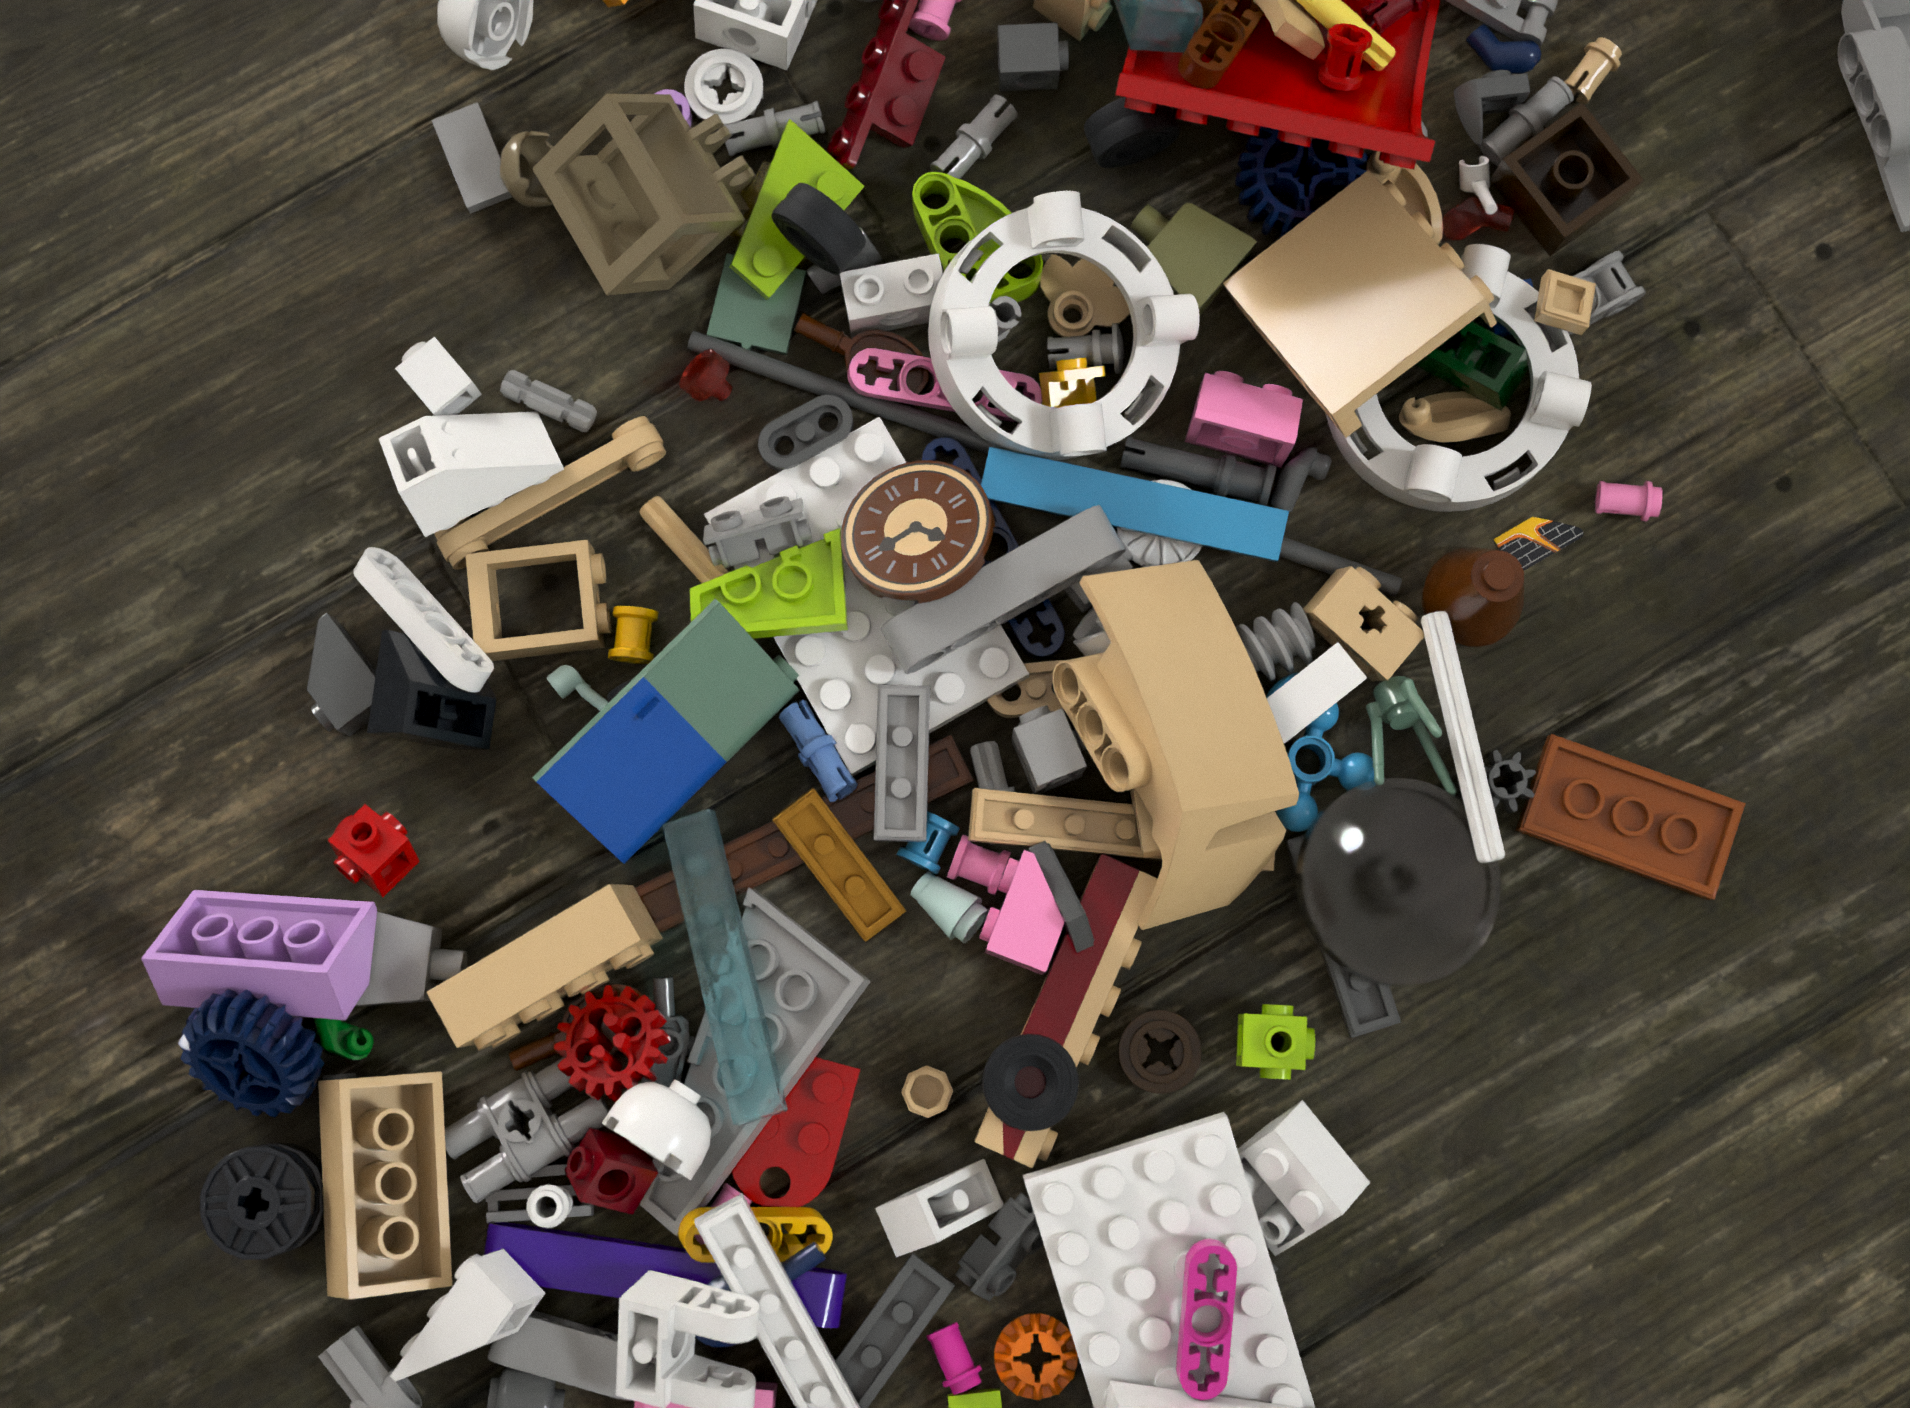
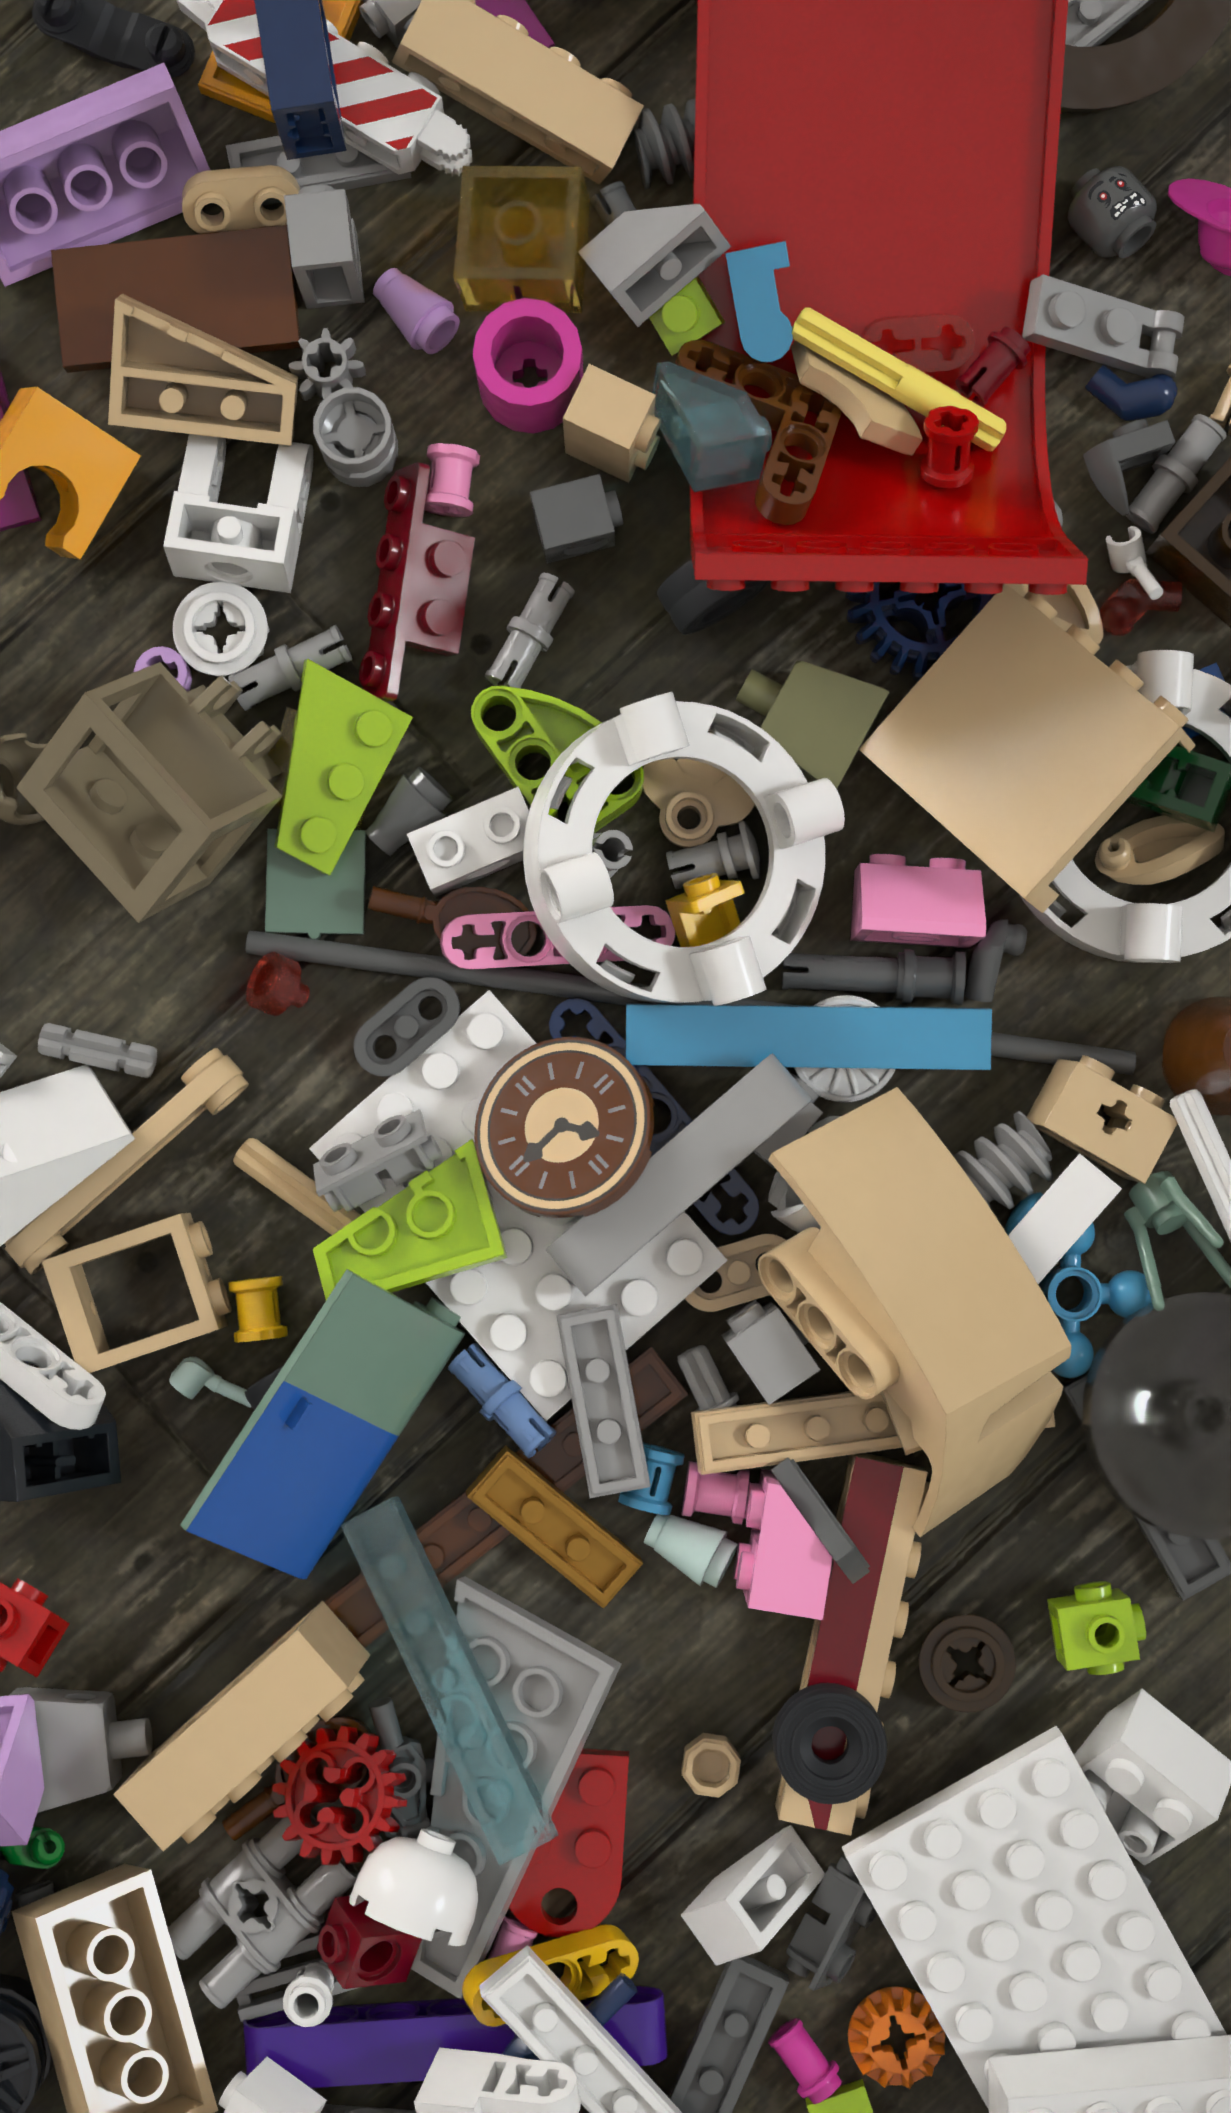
camera: 10 degrees left, 5 degrees up
(818, 228) = (371, 790): black tyre -> none
(1189, 1356) = (1100, 1990): dark pink beam -> none

